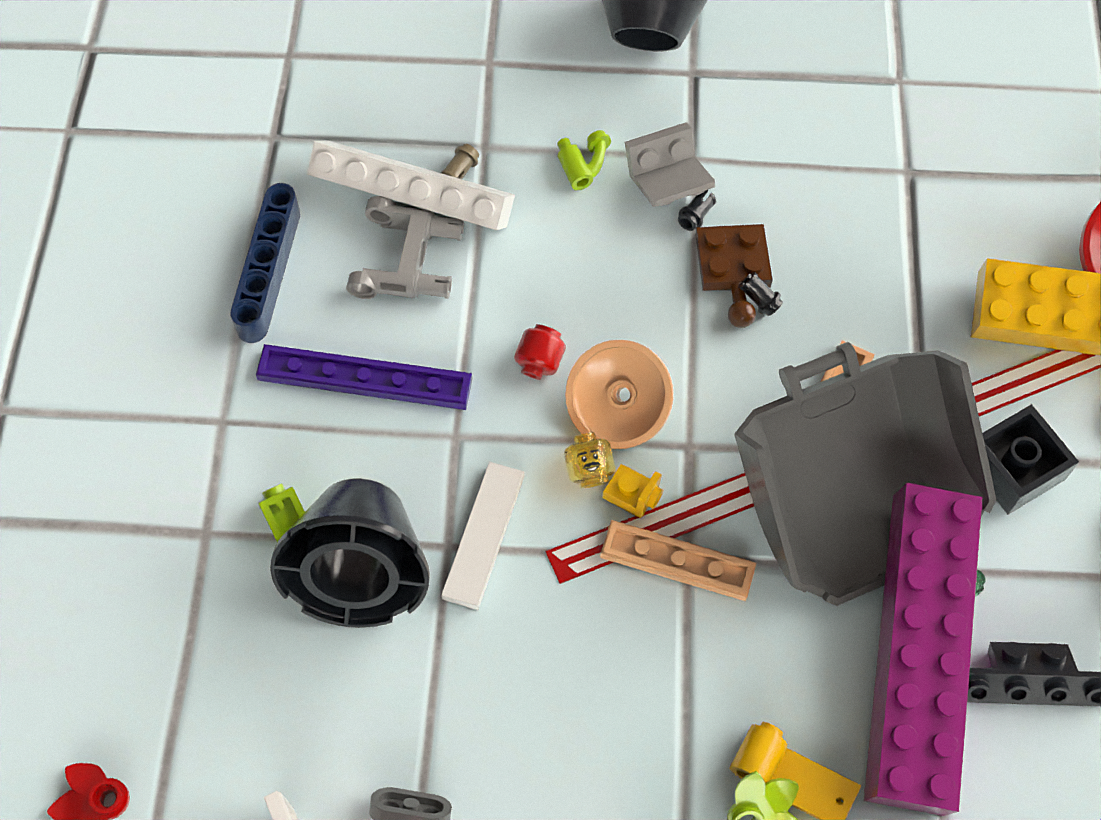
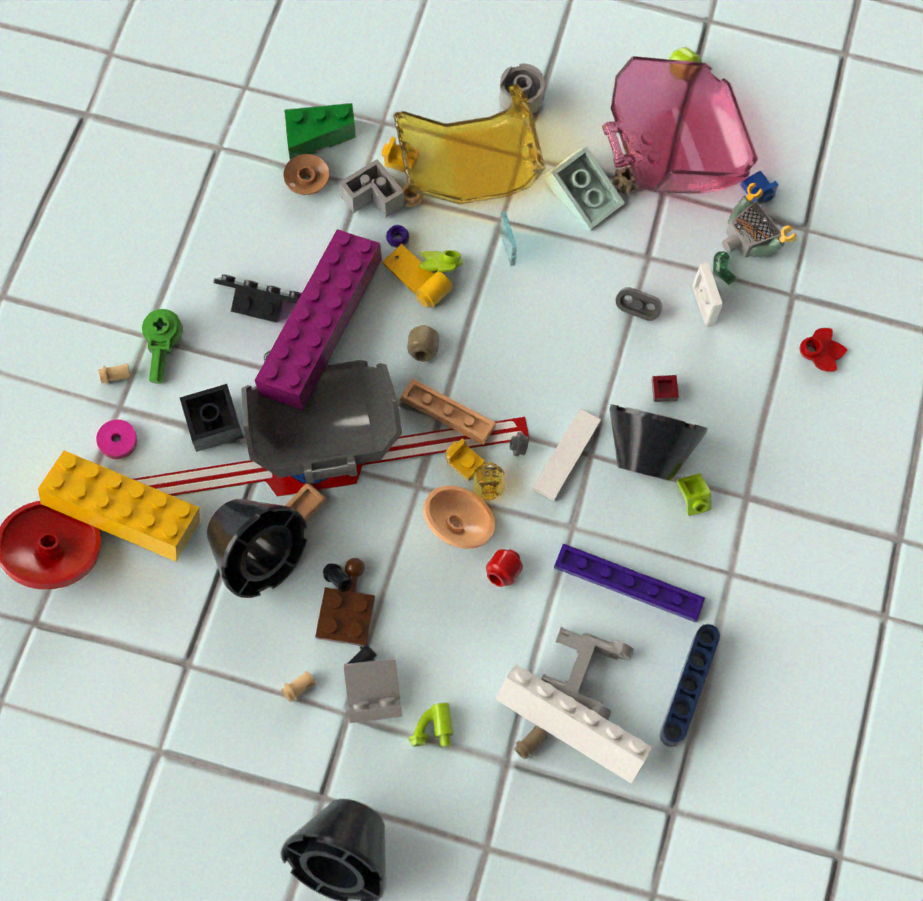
camera: 170 degrees left, 5 degrees up
(347, 668) = (665, 388): none -> dark red plate
(558, 528) = (519, 444): none -> dark grey plate
(748, 655) = (423, 343): none -> dark tan head
(768, 161) = (298, 686): none -> tan pin
(893, 289) = (255, 544): none -> black cone

